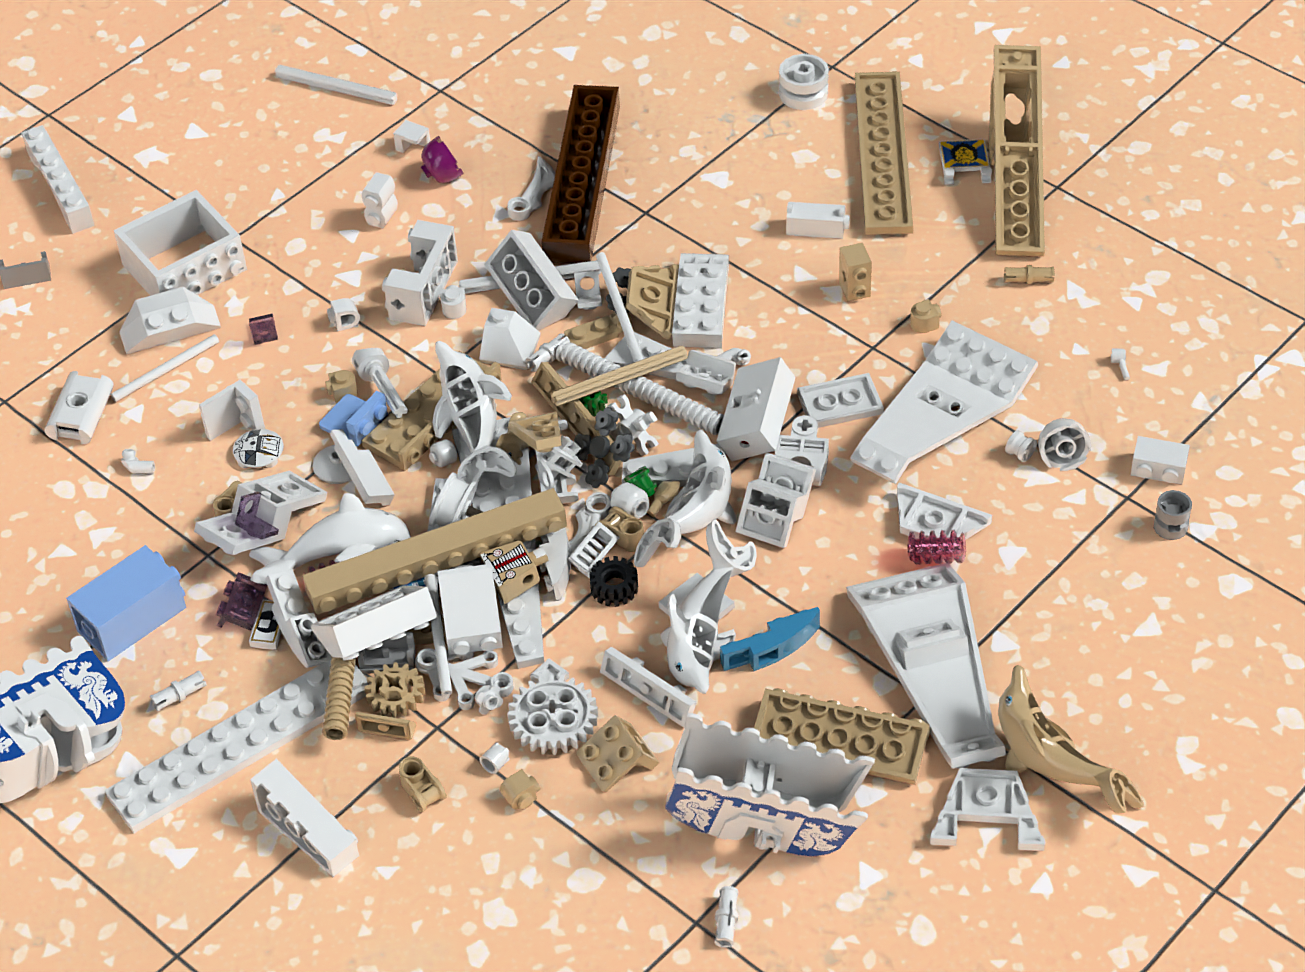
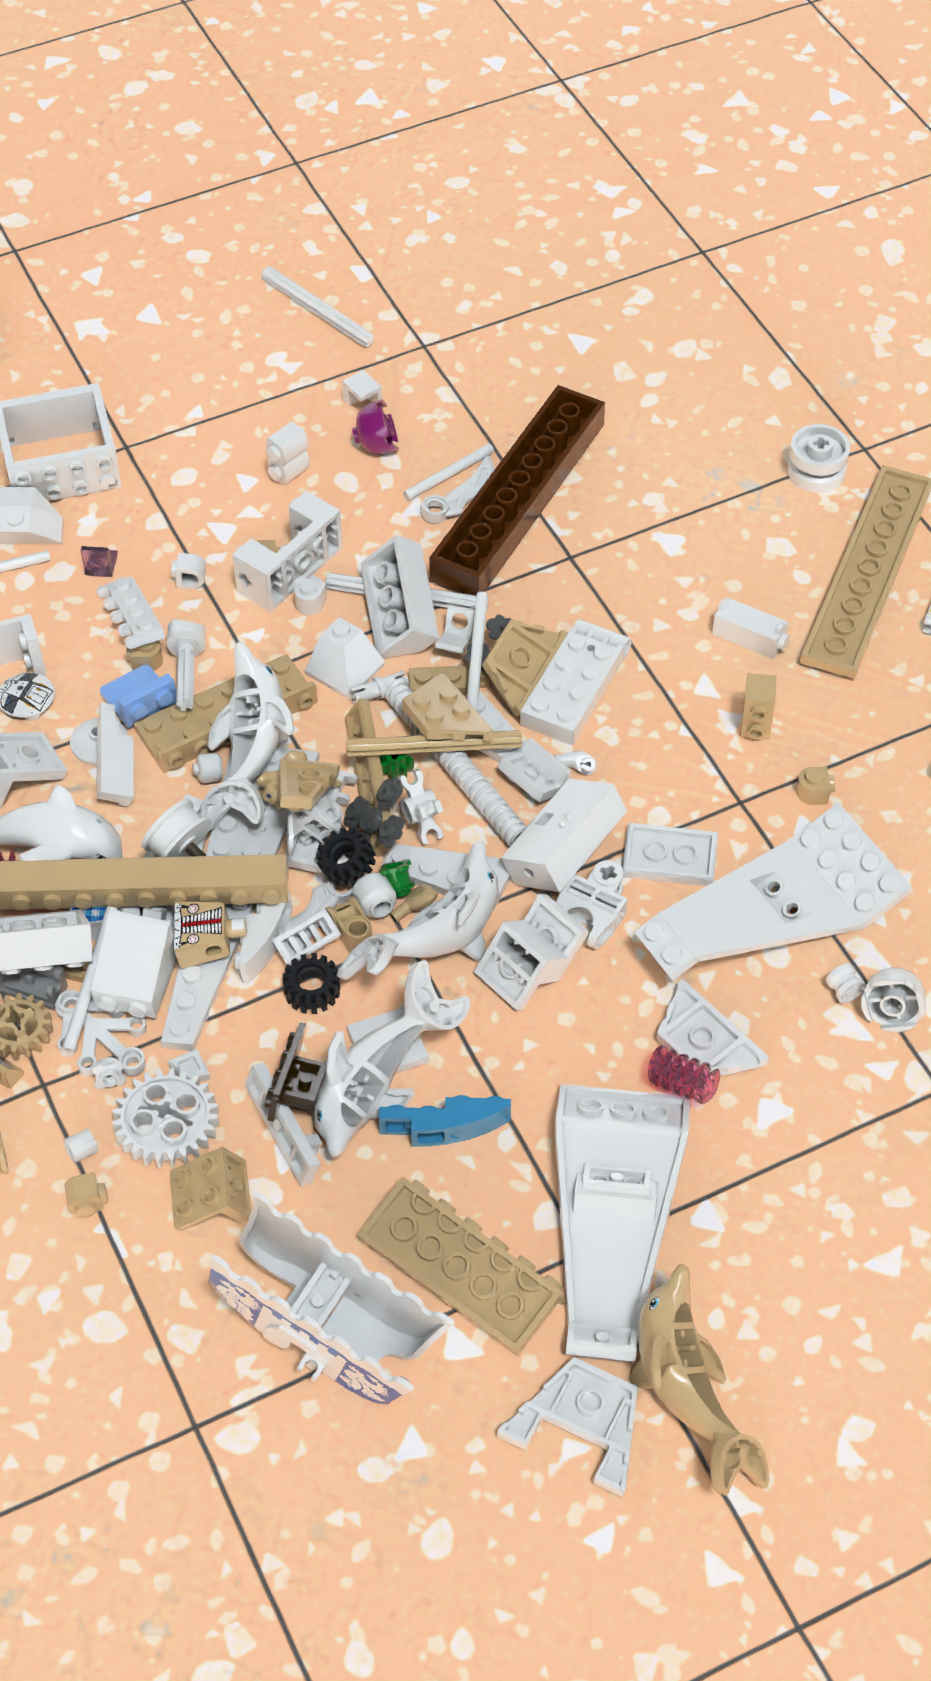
camera: 20 degrees right, 5 degrees up
(316, 355) = (133, 610): none -> white hinge
(513, 178) = (448, 472): none -> white piece
(586, 471) = (336, 847): none -> black tyre
(616, 350) = (444, 712): none -> tan wing
(646, 649) = (297, 1080): none -> dark brown bracket
(726, 916) = (216, 1451): white pin -> none

